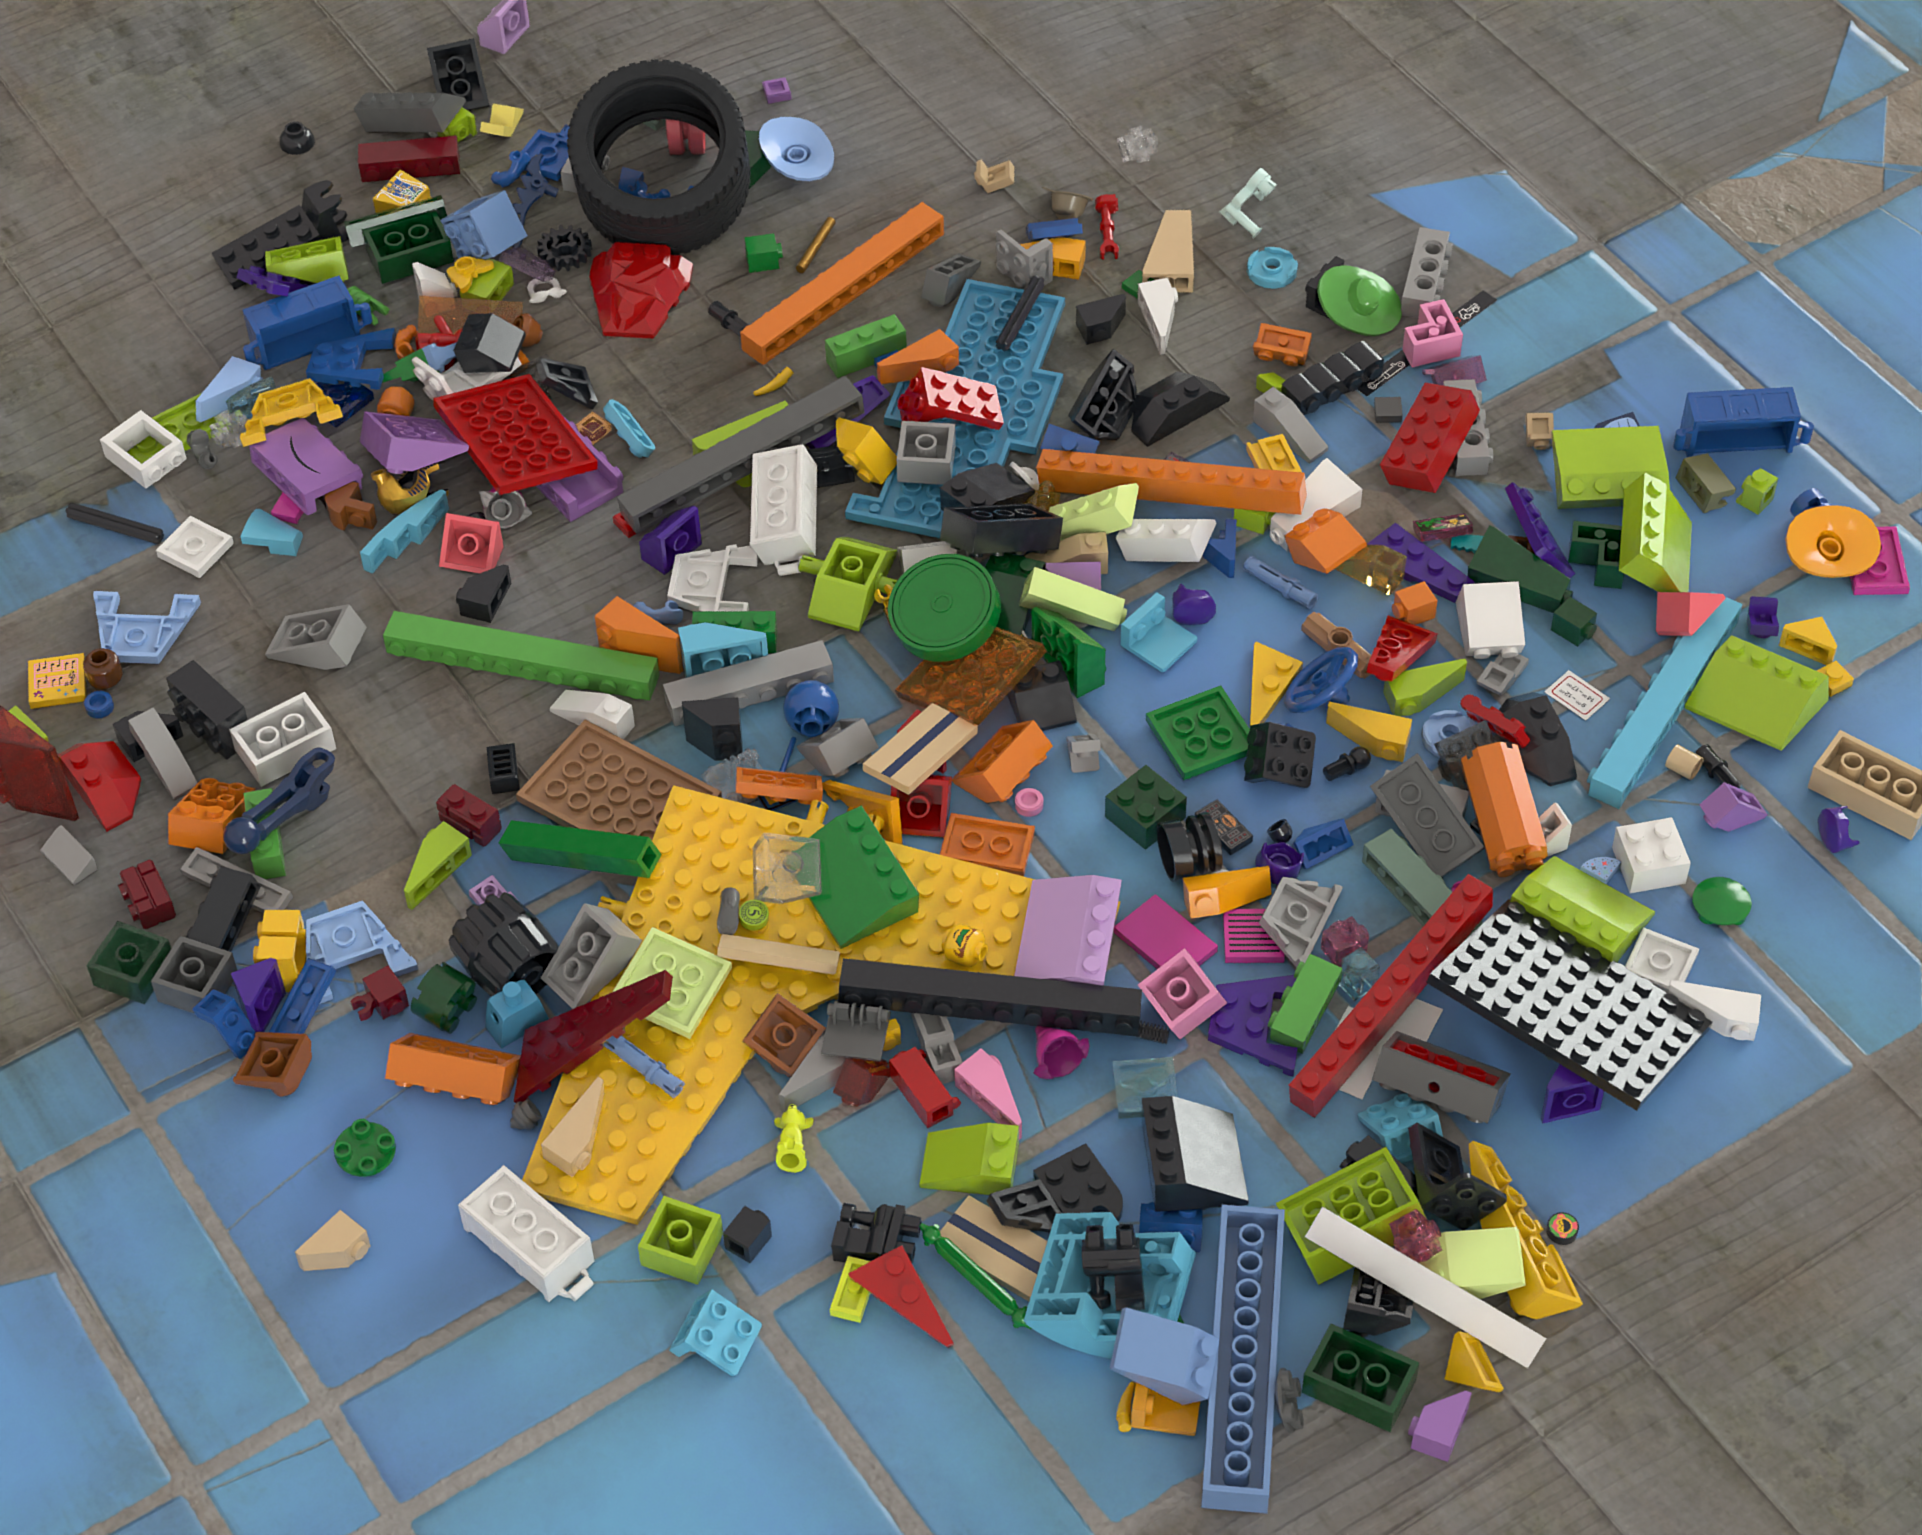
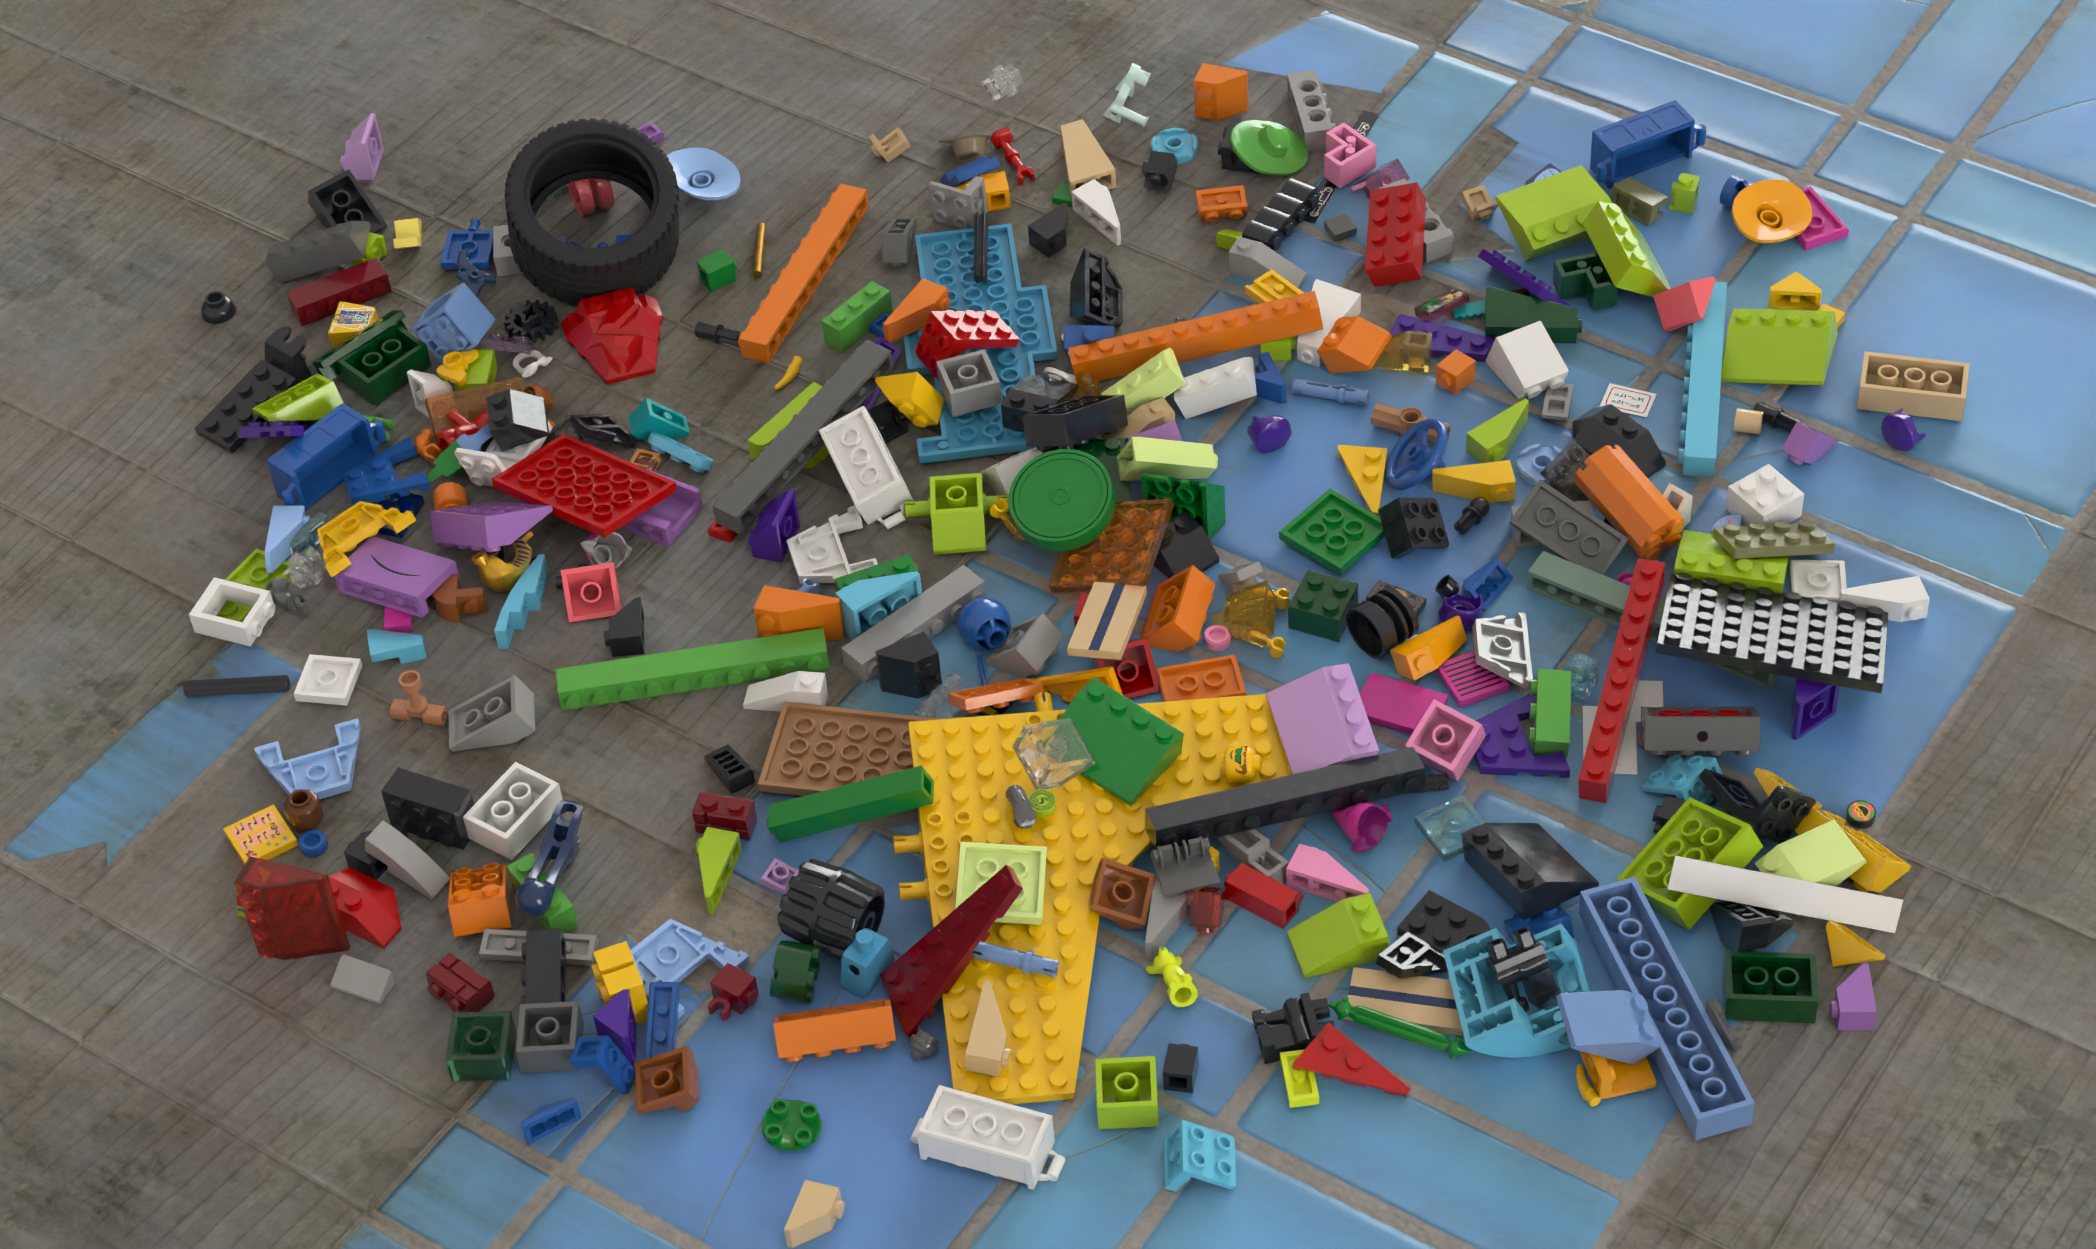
camera: 20 degrees left, 5 degrees down
(155, 1057) = (550, 1119): none -> blue slope
(249, 599) = (416, 705): none -> nougat bar
(519, 163) = (442, 279): blue piece -> none
(590, 955) = (916, 886): light grey slope -> none
(625, 389) = (657, 418): none -> teal slope
(778, 954) = (1083, 826): tan tile -> none
(1070, 790) = (1251, 615): none -> clear yellow torso
(1154, 635) = (1250, 469): medium azure bracket -> none
(1173, 405) = (1154, 281): black wedge -> none
(1239, 291) = (1160, 171): none -> black brick
(1341, 225) = (1220, 92): none -> orange slope
(1343, 939) = (1554, 651): clear pink brick -> none
(1398, 648) = (1464, 408): red wing -> none
(1416, 1236) = (1761, 853): clear pink brick -> none
(1509, 729) = (1588, 439): red hinge -> none
(1574, 621) = (1595, 342): dark green brick -> none
(1633, 901) = (1773, 539): none -> olive plate
(1721, 901) = (1840, 518): green dish -> none
(1762, 617) = (1745, 289): dark purple bracket -> none

